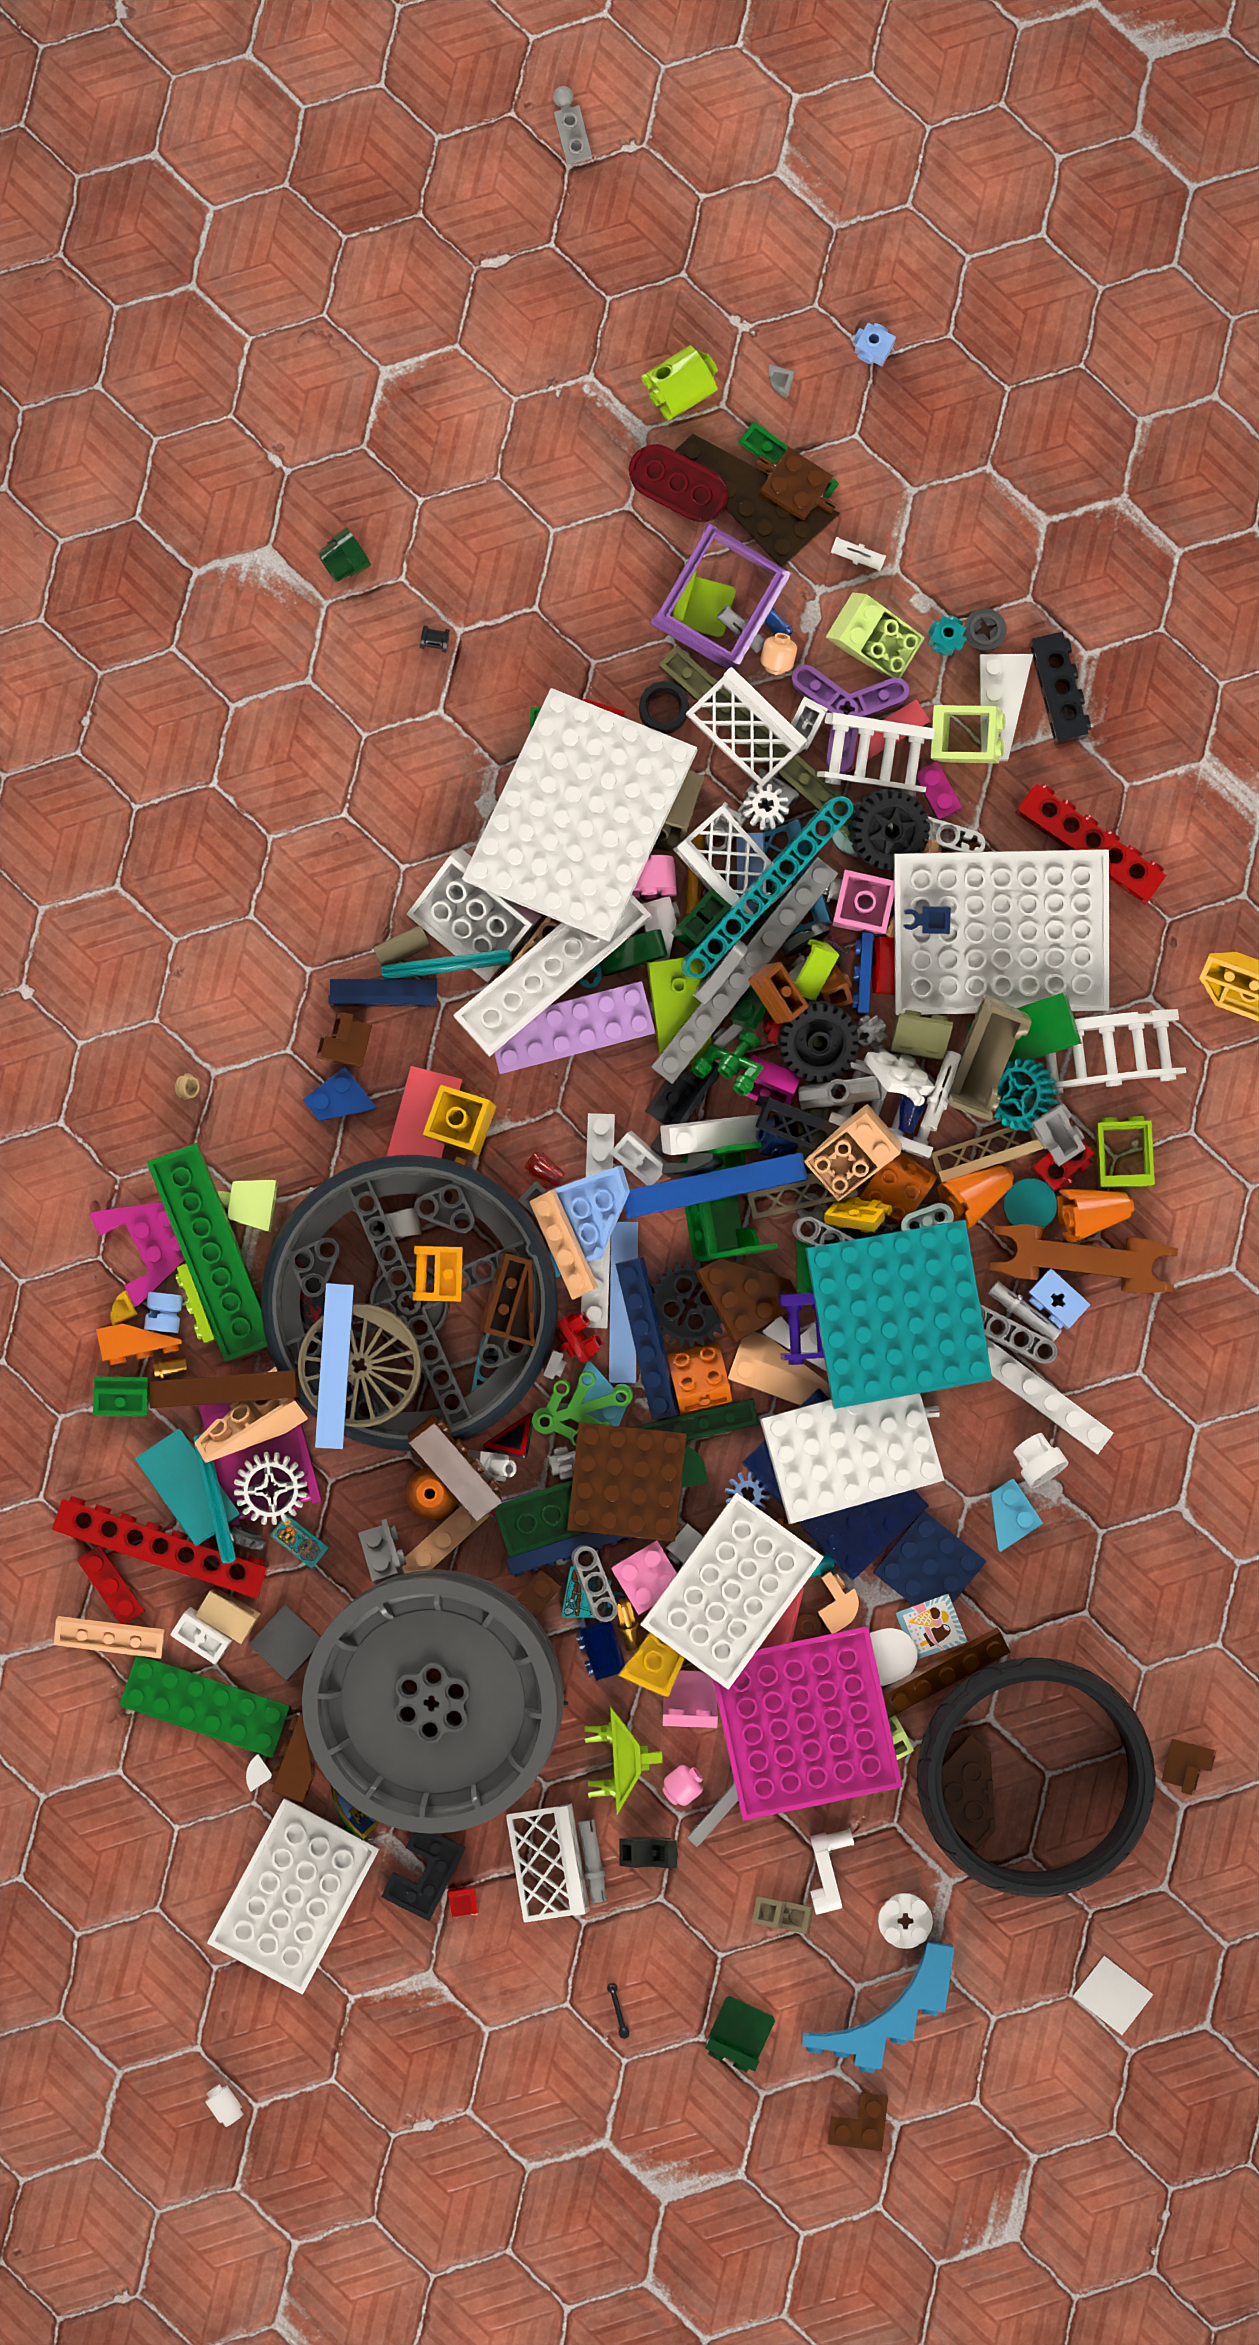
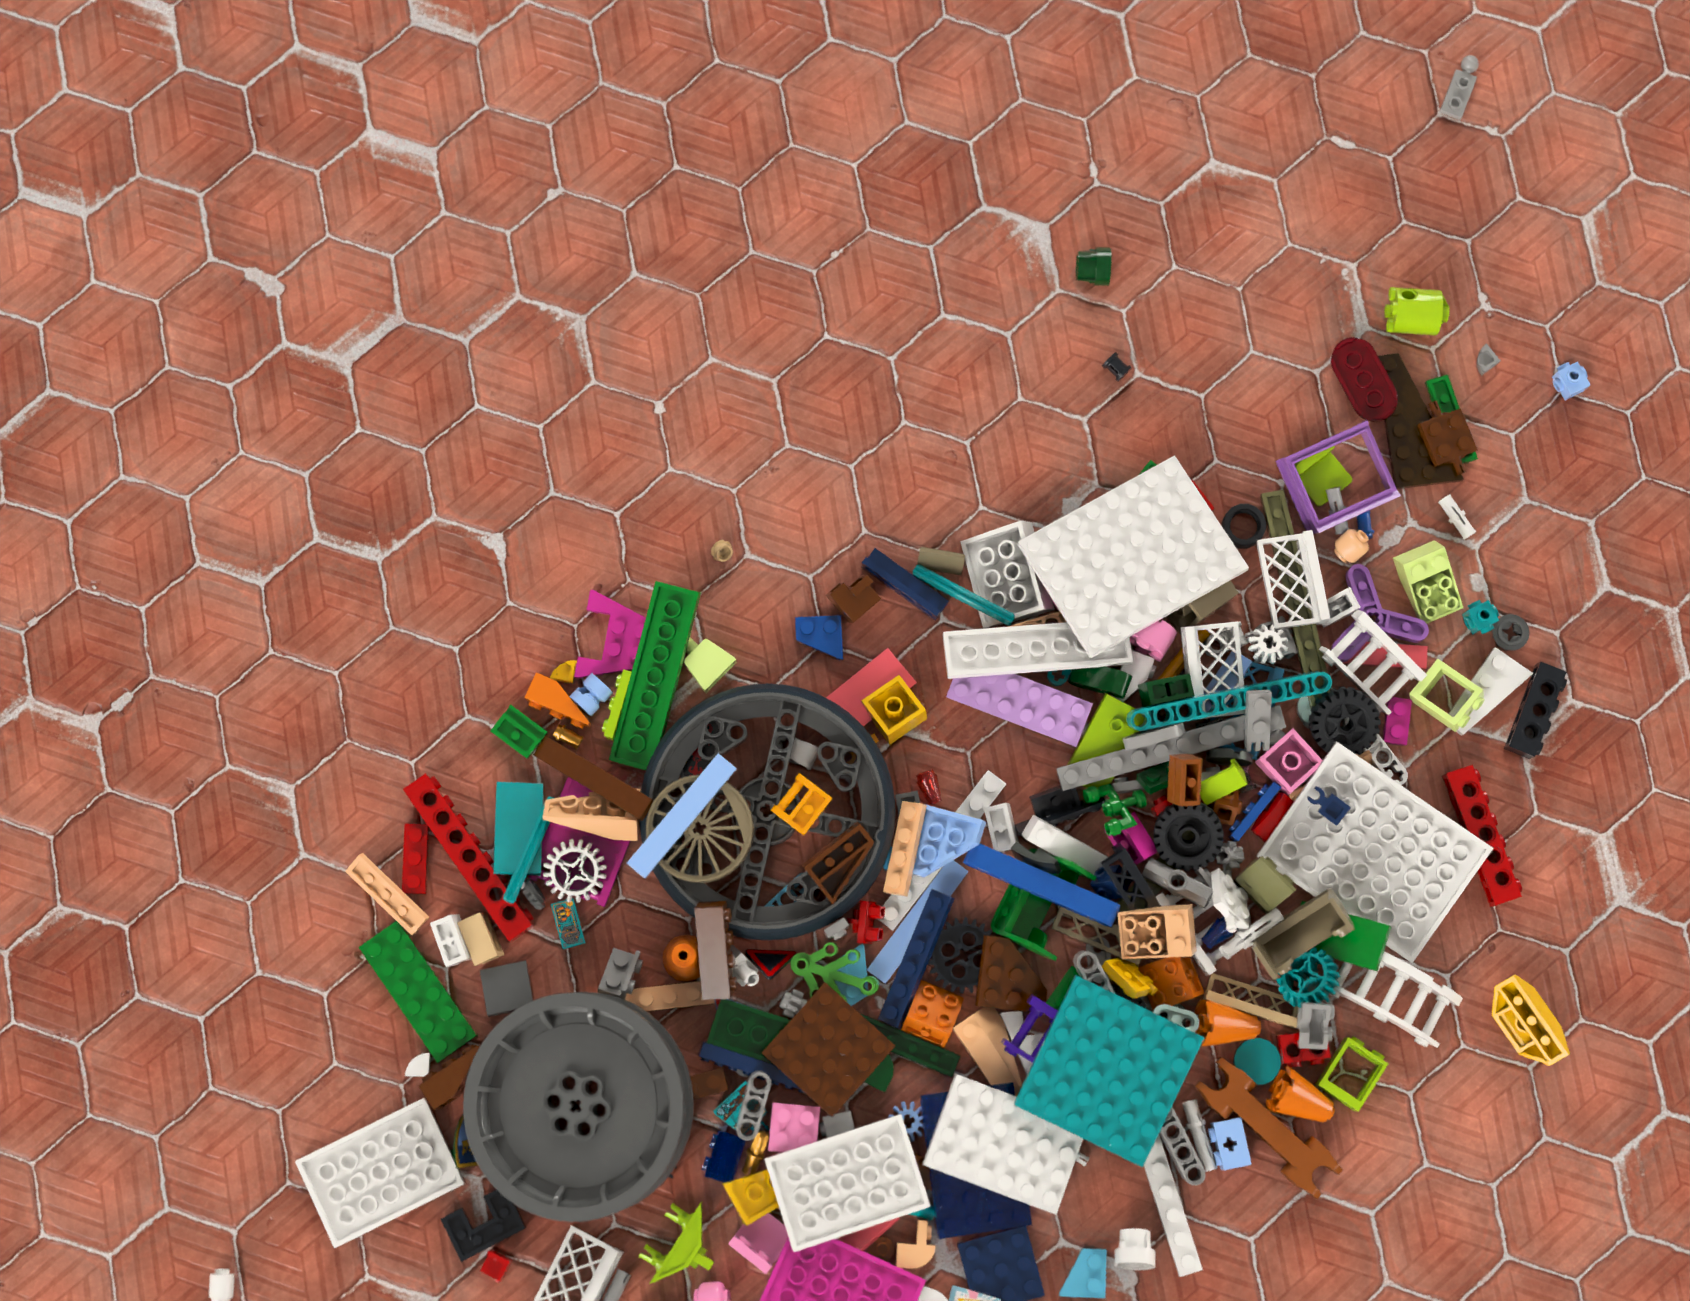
camera: 35 degrees right, 5 degrees down
(806, 886) = (1257, 719): none -> light grey hinge

